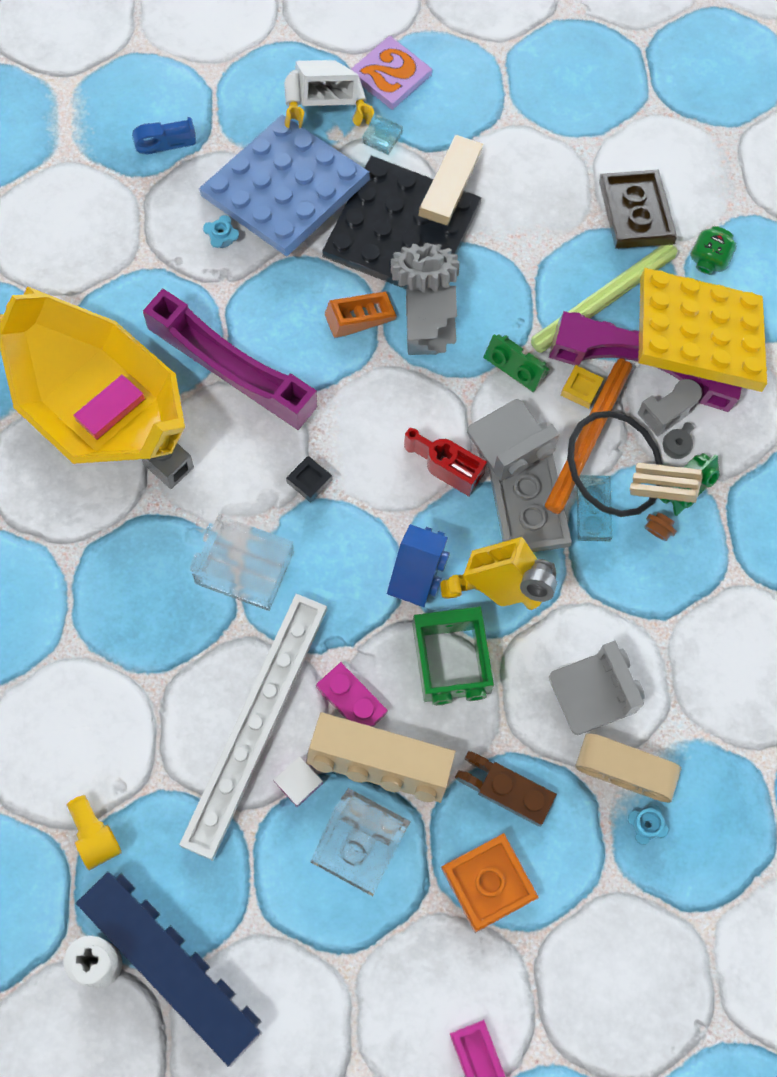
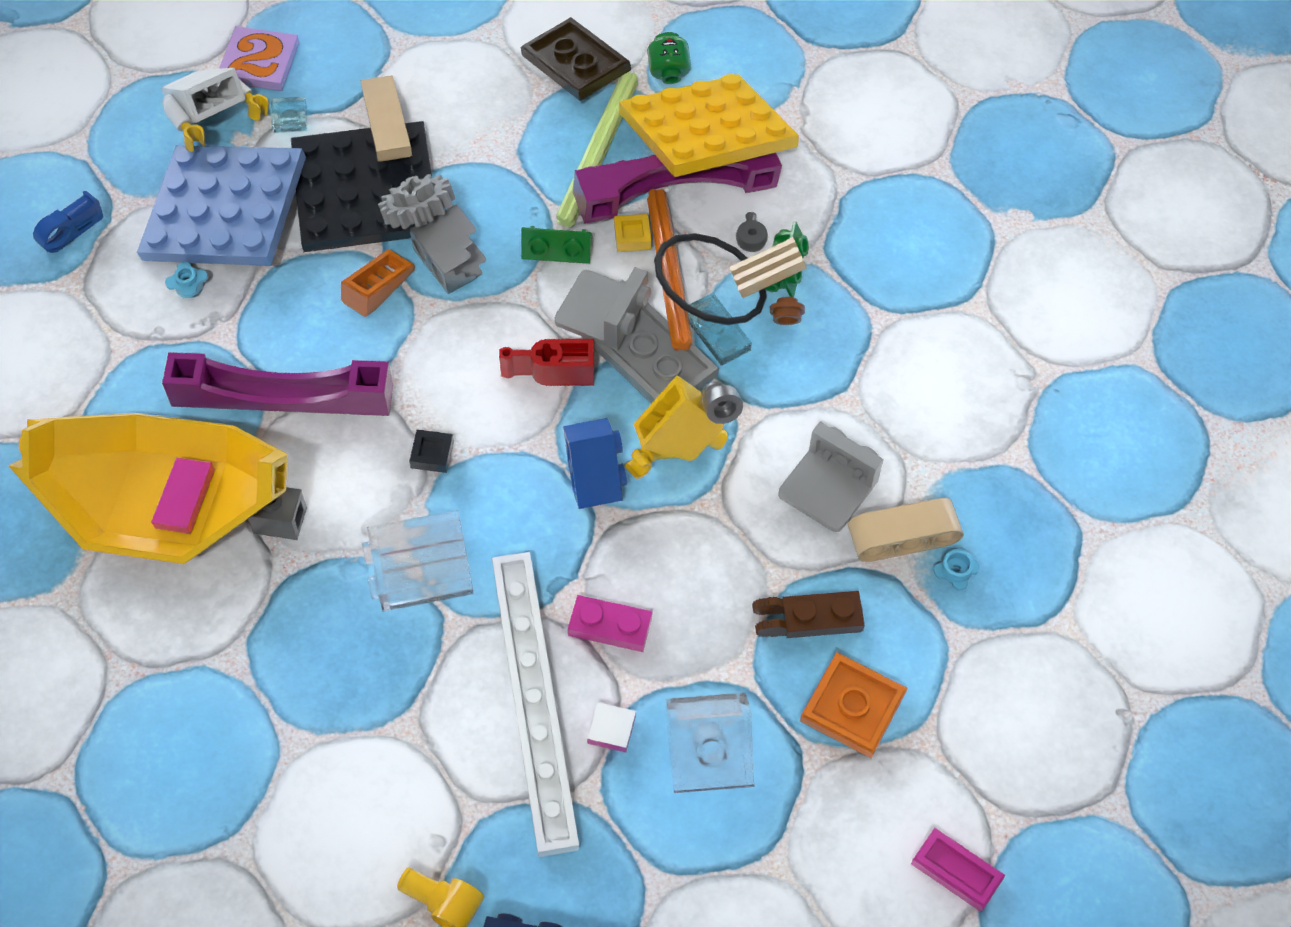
camera: 30 degrees left, 10 degrees down
(380, 758) = (676, 654): tan brick -> none
(450, 622) = (658, 497): green window -> none
(672, 408) = (722, 216): light grey leg -> none

